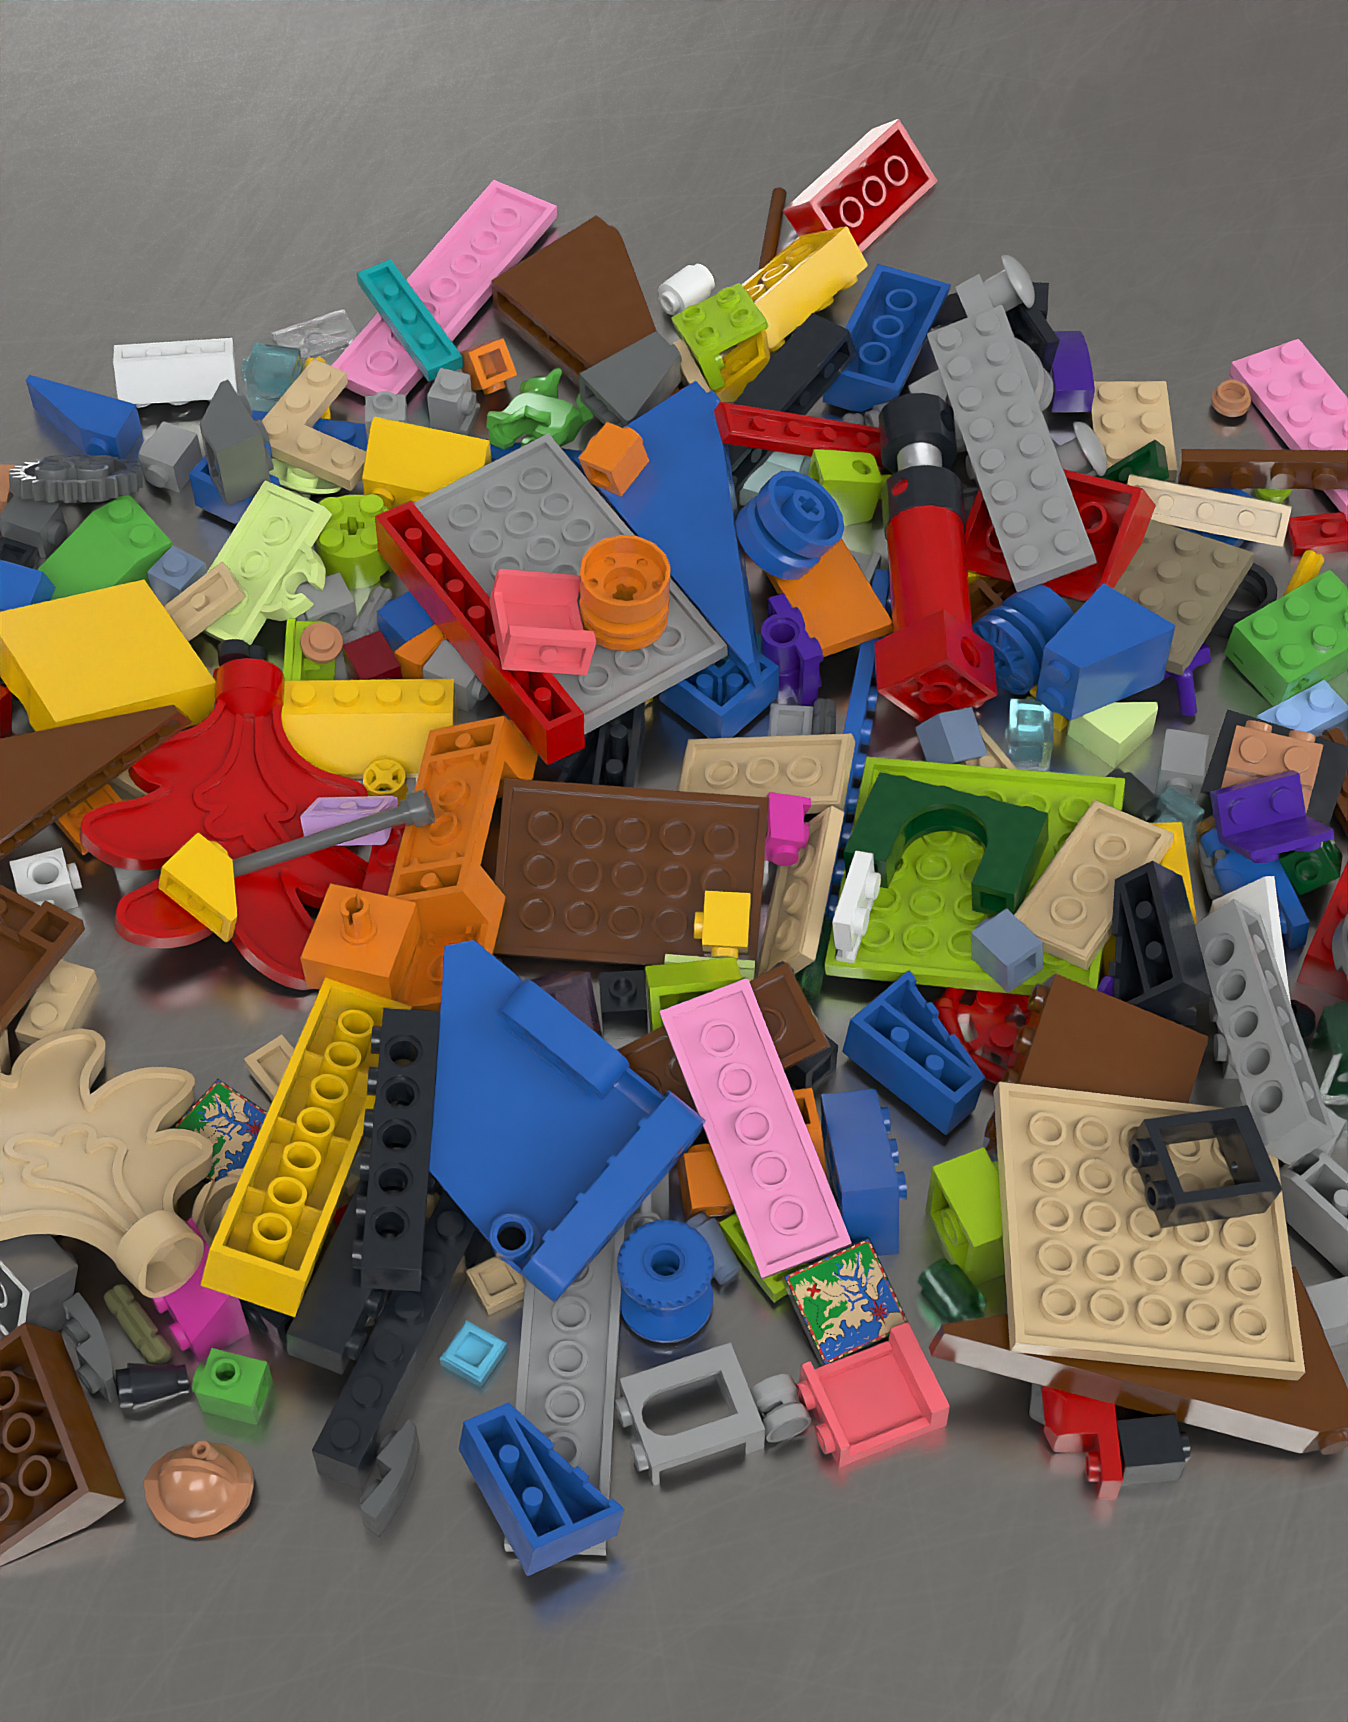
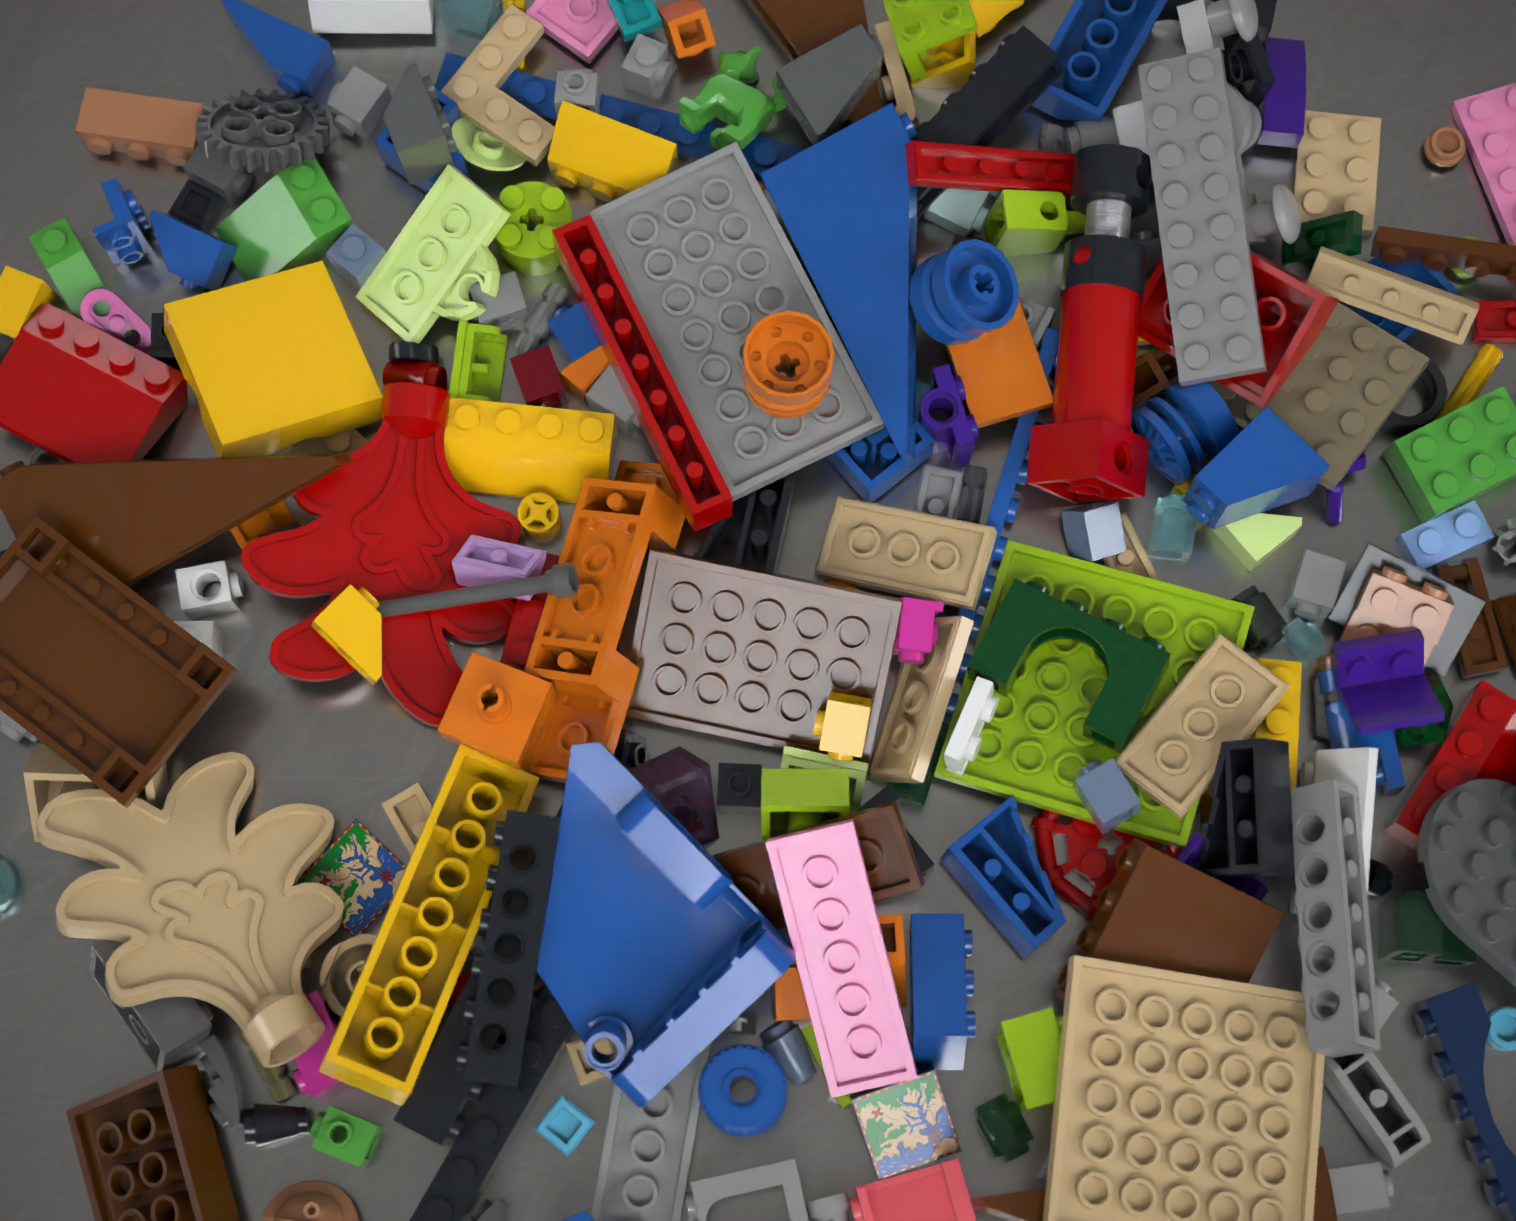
camera: 10 degrees right, 20 degrees up
(56, 1002) = (217, 723): tan plate -> none
(205, 601) = (379, 293): tan plate -> none
(321, 642) = (489, 355): nougat plate -> none
(540, 622) = (700, 389): coral panel -> none
(614, 458) = (798, 189): orange brick -> none
(1244, 1153) = (1293, 1056): black window -> none

